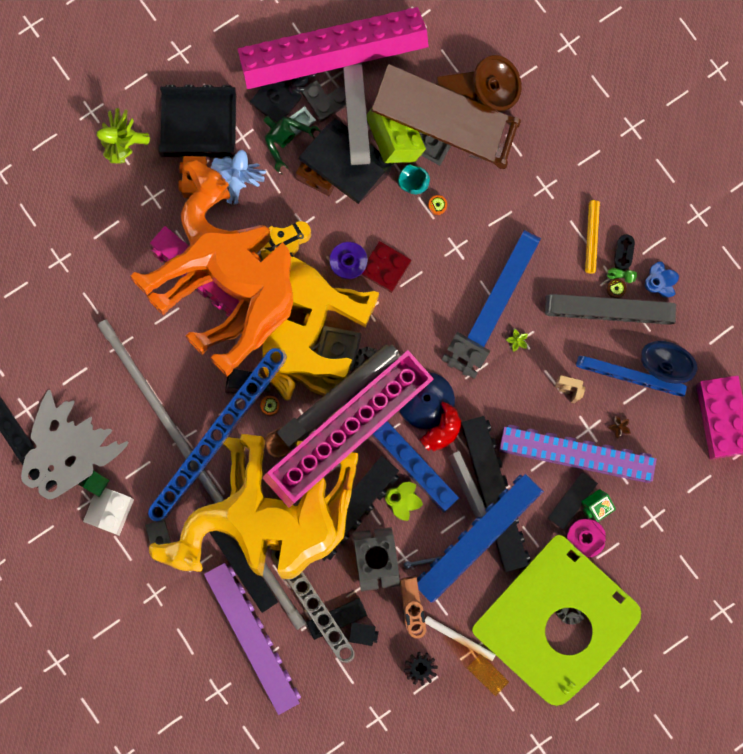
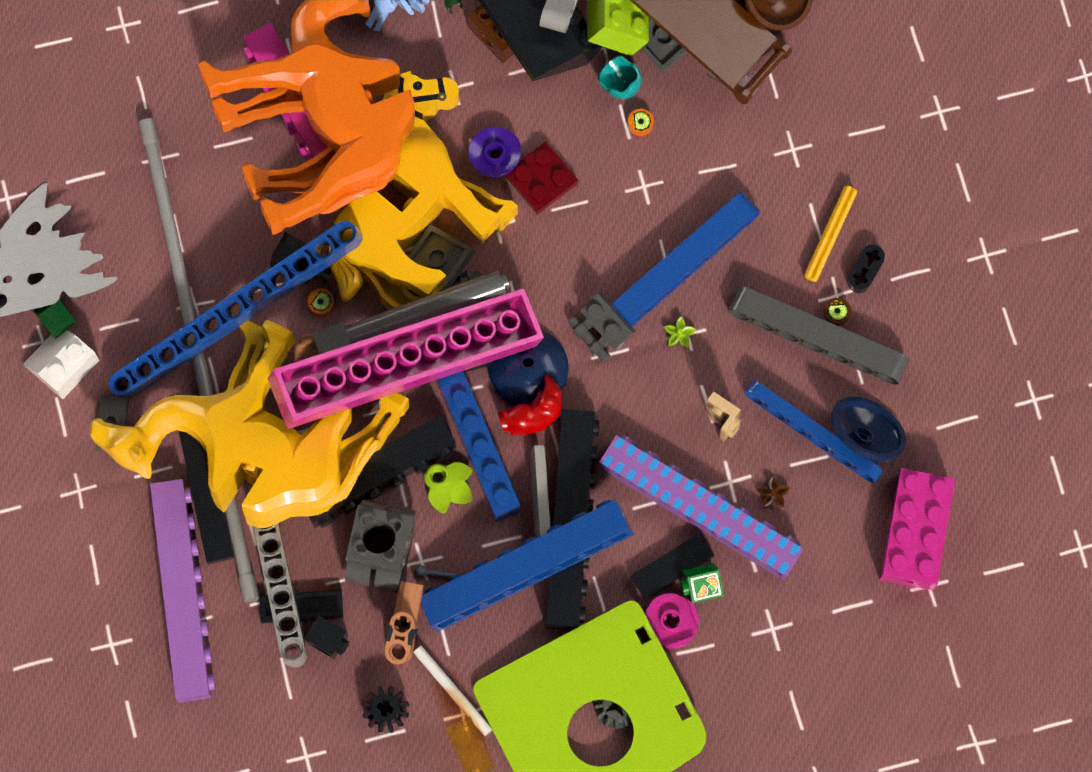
camera: 25 degrees right, 5 degrees down
(629, 275) = (859, 300): bright green arm -> none
(664, 279) = (905, 320): blue plate -> none

